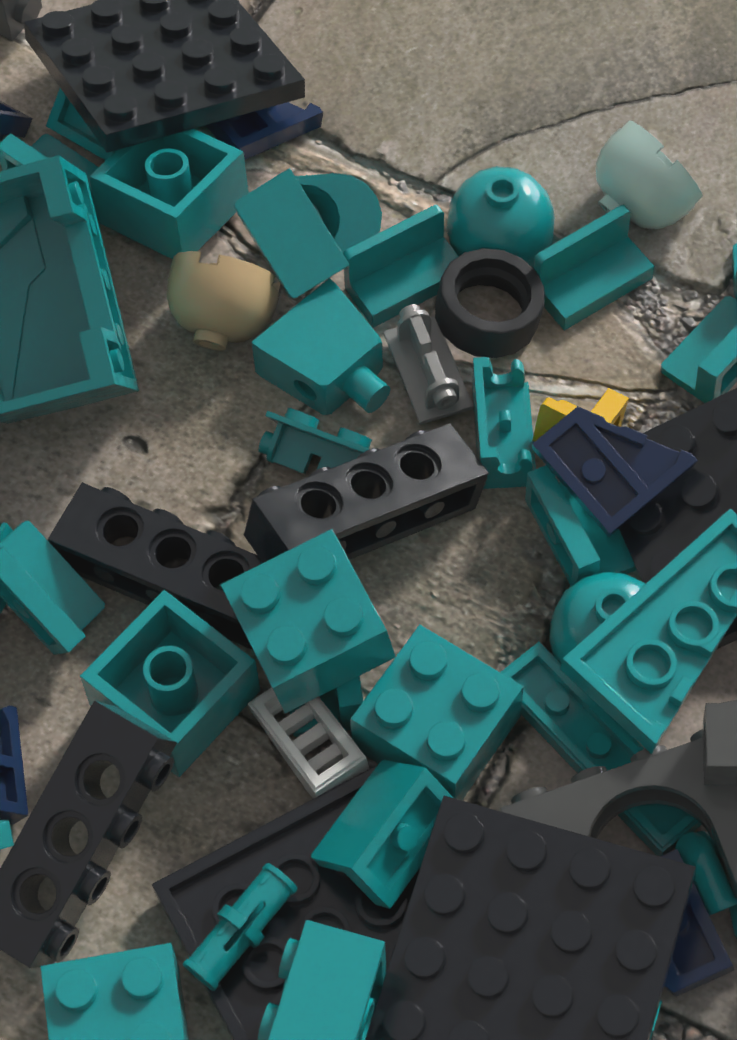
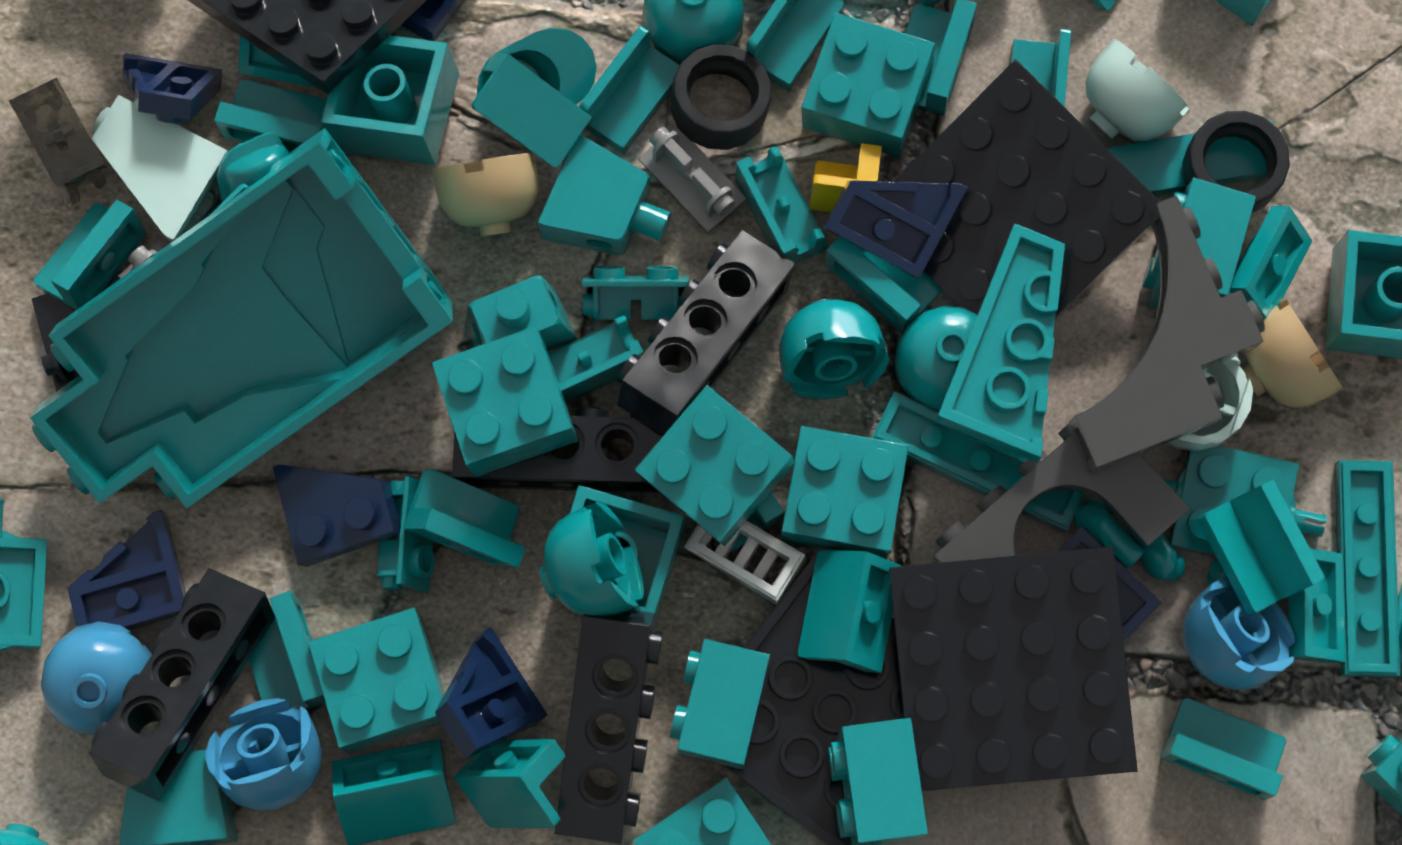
camera: 25 degrees left, 15 degrees up
(129, 480) = (504, 401): none -> teal brick
(131, 656) = (589, 565): none -> teal cylinder
(188, 428) = (517, 309): none -> teal torso
(201, 863) = (721, 703): none -> teal brick
(224, 499) = (593, 359): none -> teal hinge
(240, 926) = (772, 738): teal pin -> none
(489, 572) = (831, 347): none -> teal cylinder
(641, 341) = (867, 84): none -> teal brick

